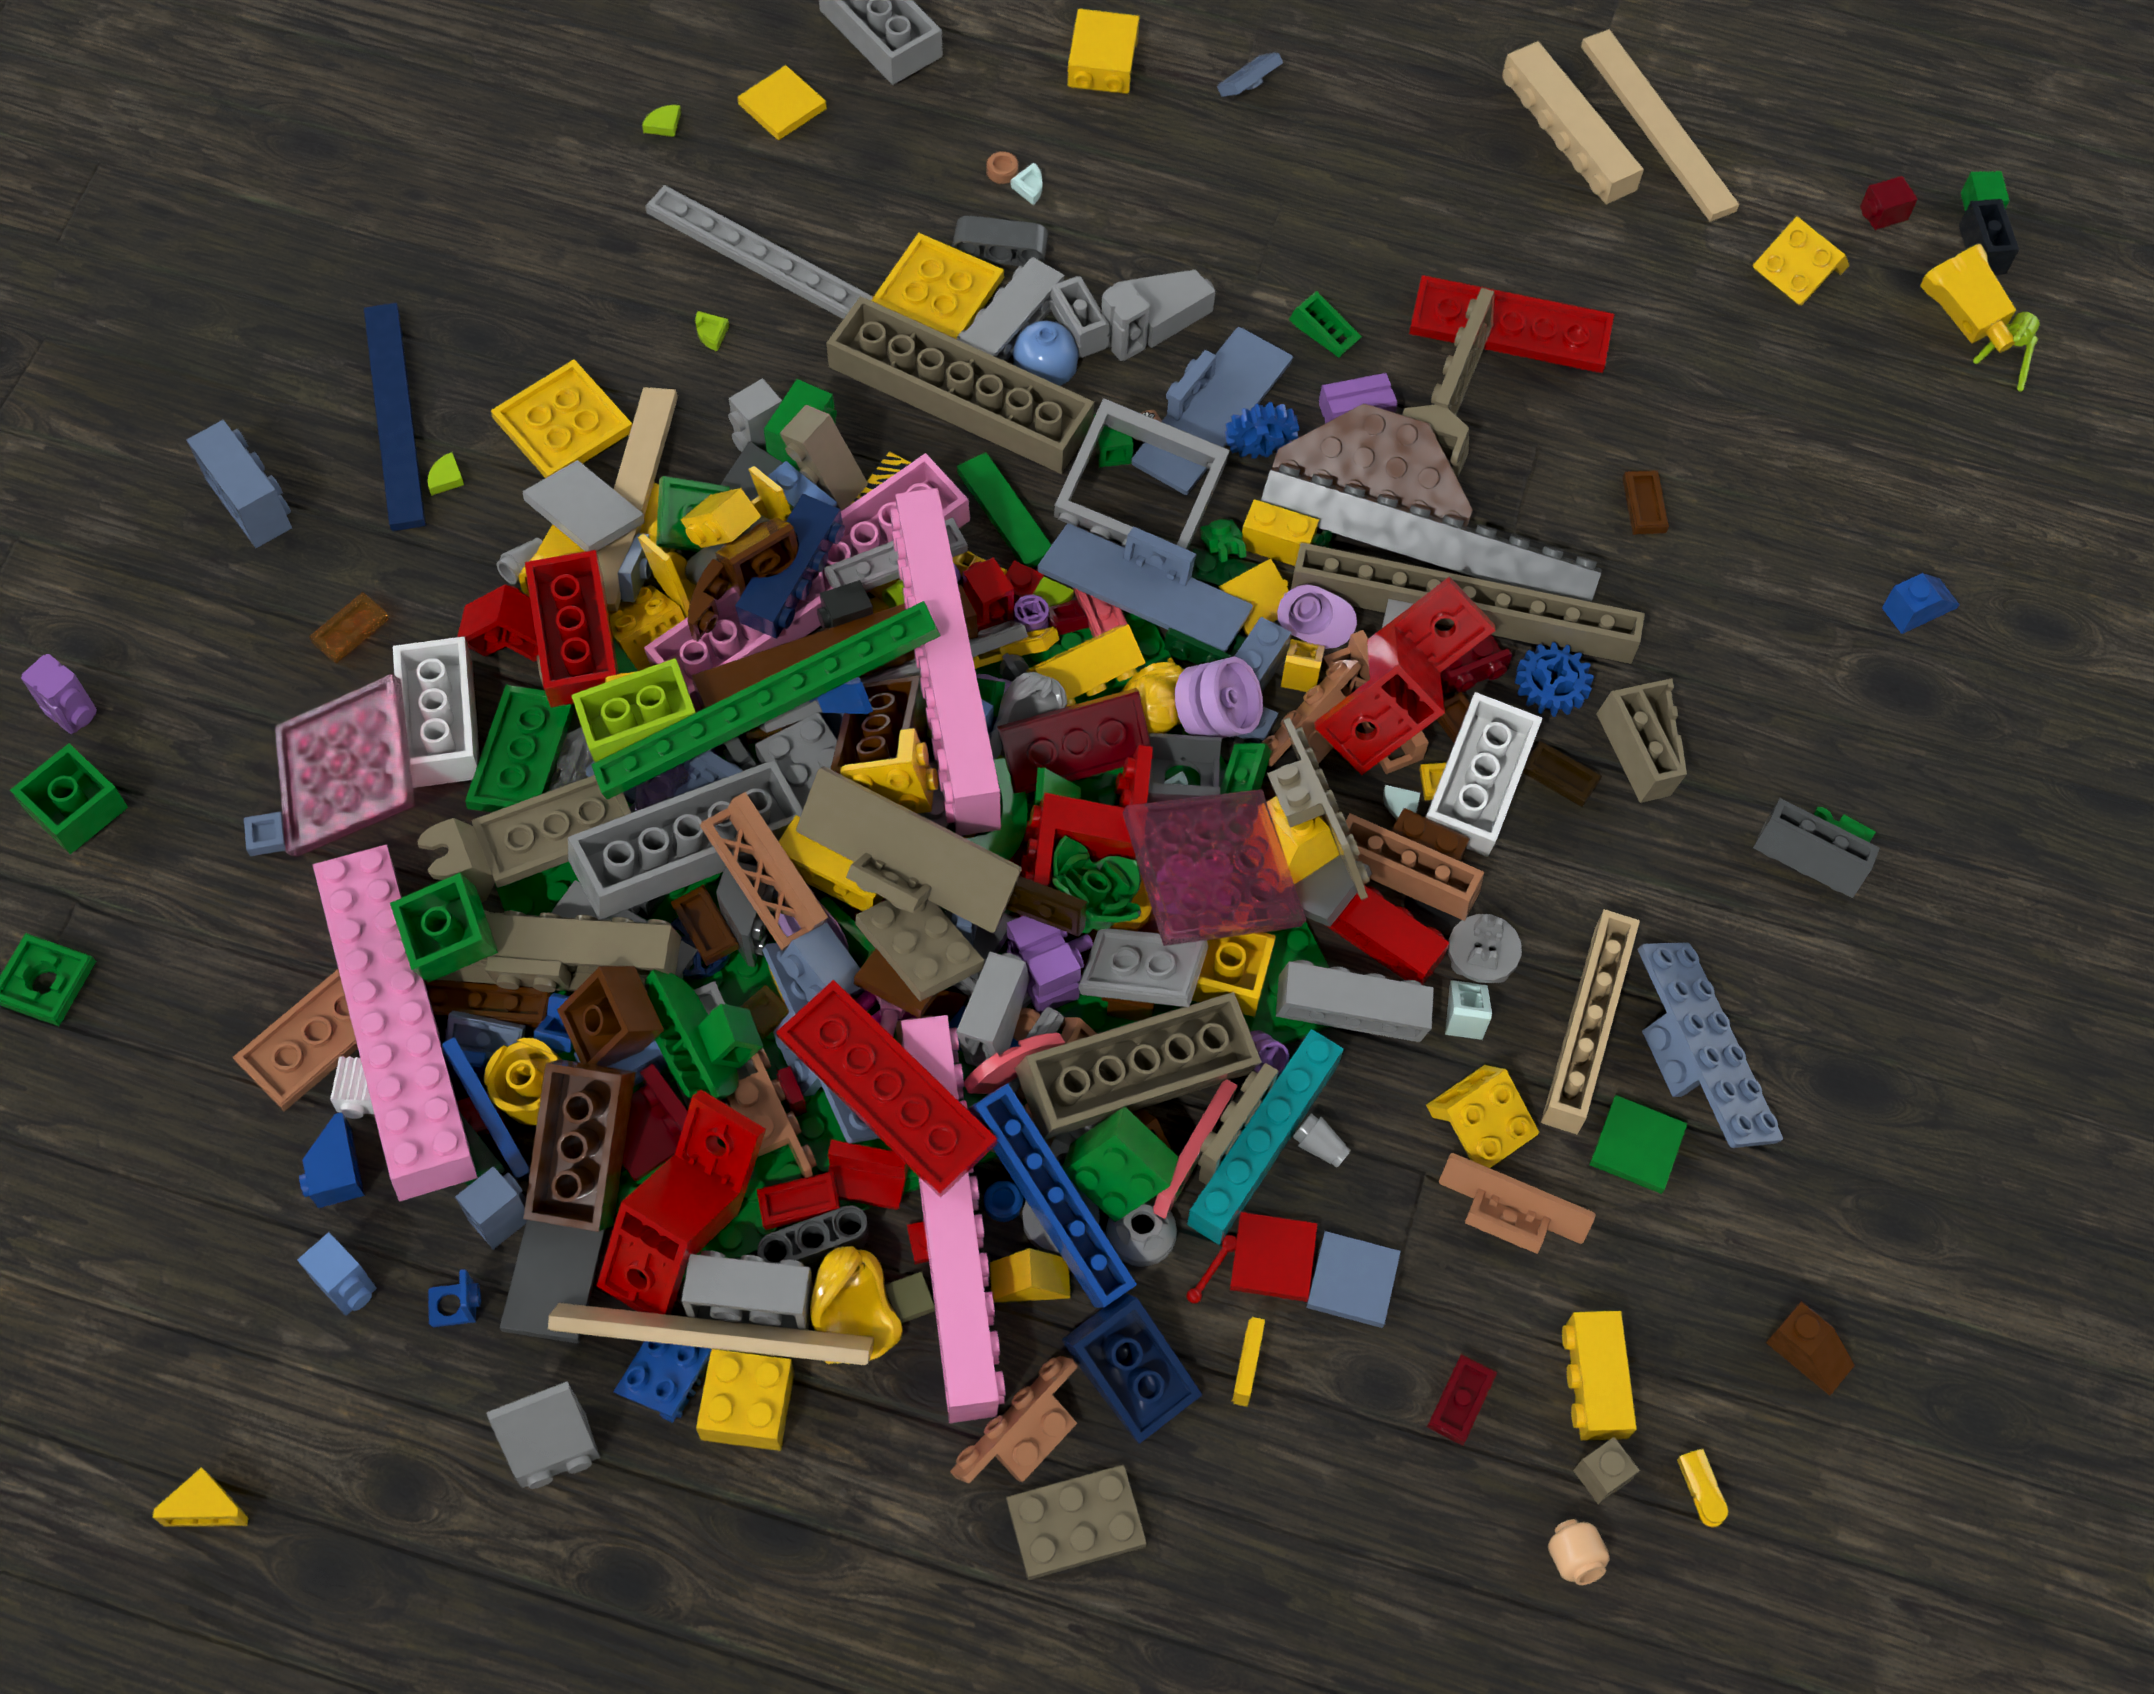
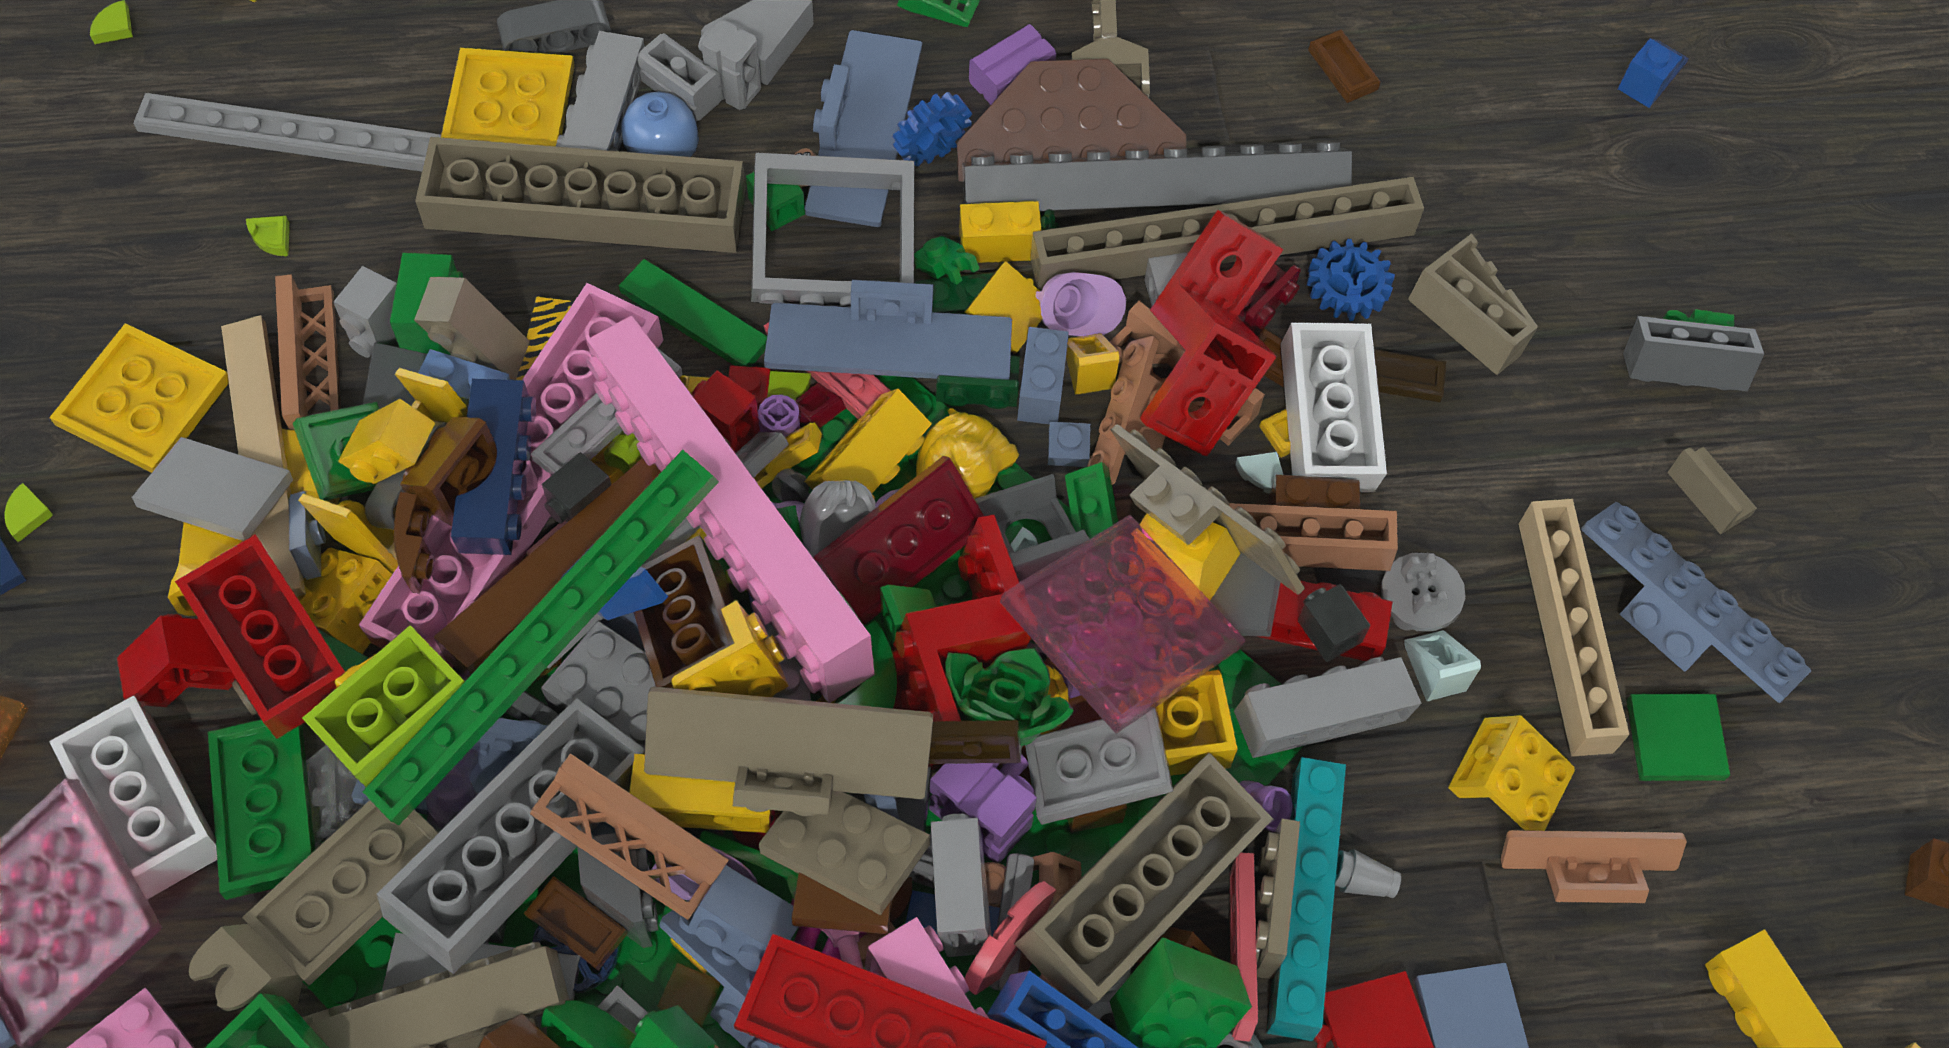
camera: 25 degrees left, 0 degrees up
(514, 560) = (155, 581): light grey cone -> none
(687, 425) = (293, 352): none -> nougat fence
(1219, 699) = (1029, 433): lavender wheel -> none
(1387, 936) = (1333, 621): none -> pearl dark grey brick
(1776, 964) = (1711, 489): none -> dark tan panel

